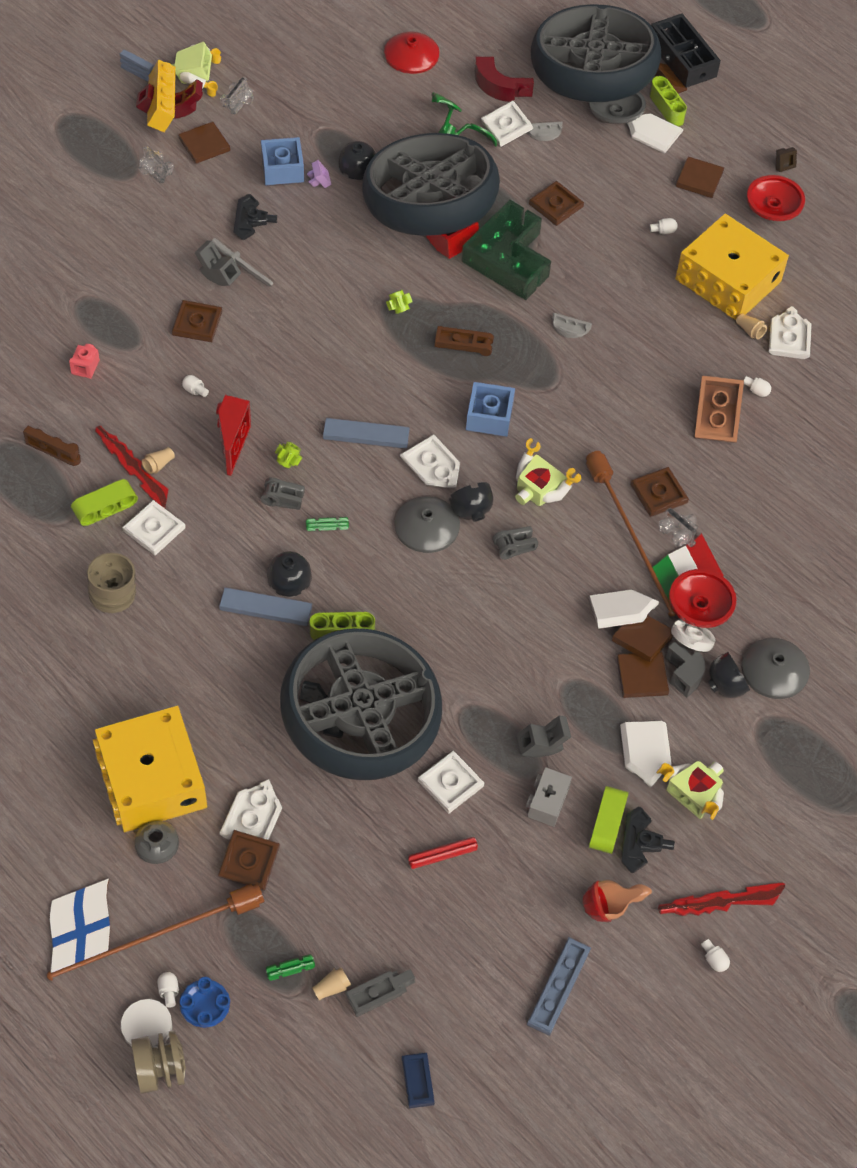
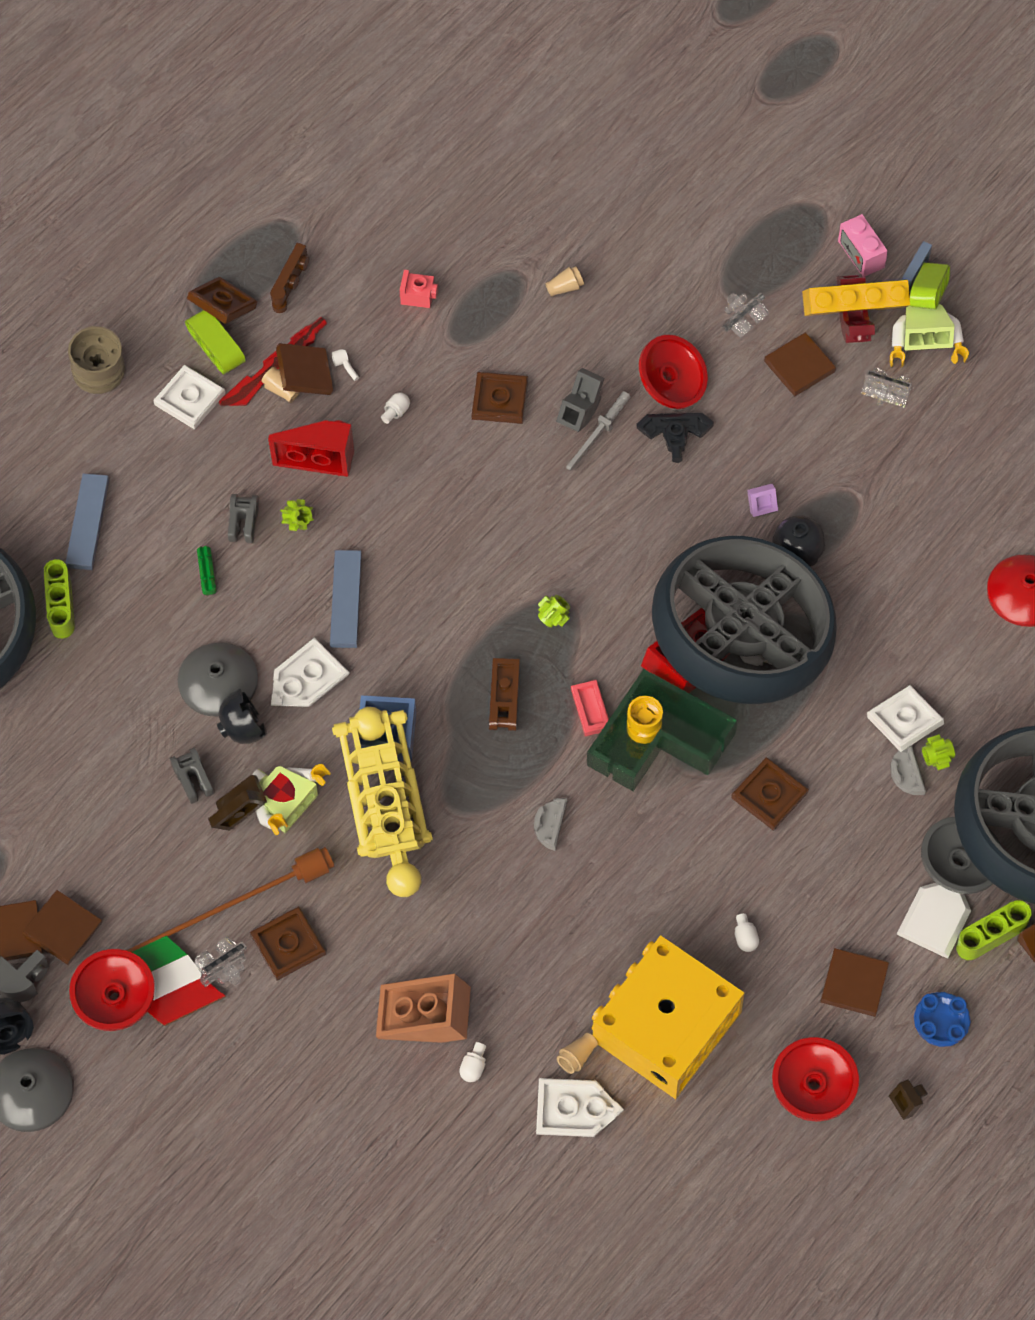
camera: 90 degrees right, 5 degrees up
(65, 492) = (222, 300): none -> reddish brown tile
(99, 265) = (566, 281): none -> tan cone
(110, 90) = (862, 245): none -> bright pink brick
(139, 417) = (340, 357): none -> white hand
(148, 440) = (304, 369): none -> reddish brown tile
(165, 51) = (929, 285): none -> lime beam
(203, 208) = (681, 366): none -> red dish
(282, 161) = (770, 450): medium blue brick -> none
(289, 573) = (131, 538): black cylinder -> none
(450, 129) = (872, 614): green plant -> none
(478, 293) = (590, 707): none -> coral tile
(498, 85) = (987, 687): dark red arch -> none
(502, 250) = (644, 719): none -> yellow wheel
(536, 108) = (938, 752): none -> lime gear
(547, 507) = (238, 804): none -> dark brown panel
(556, 411) = (370, 725): none -> light yellow piece
(621, 608) = (102, 899): white tile -> none
(693, 637) = (53, 980): white tile -> none
(728, 136) = (942, 1019): none -> blue dish

